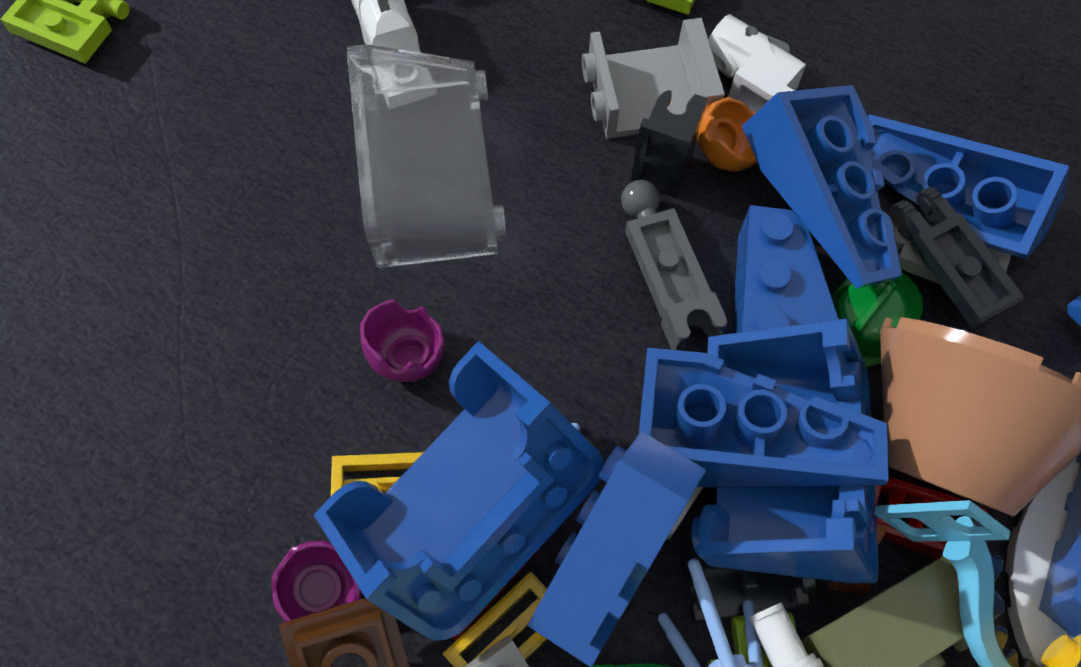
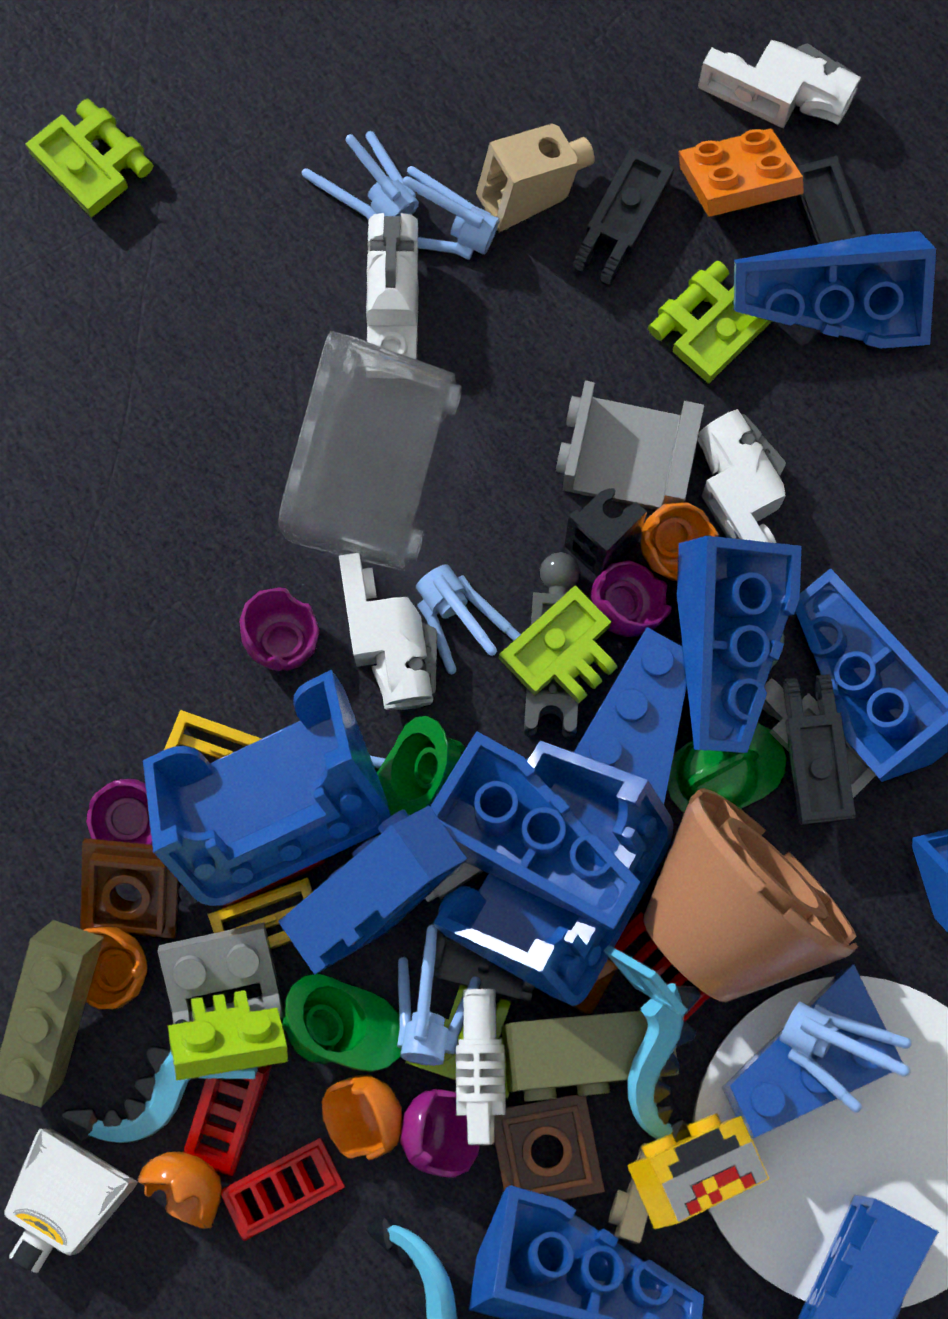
camera: 25 degrees right, 10 degrees up
(510, 311) = (392, 637): none -> white plate
(548, 255) = (447, 595): none -> light blue plant
(601, 407) = (418, 765): none -> green piece
(682, 254) = (561, 647): none -> lime hinge
(714, 198) = (630, 598): none -> magenta hair

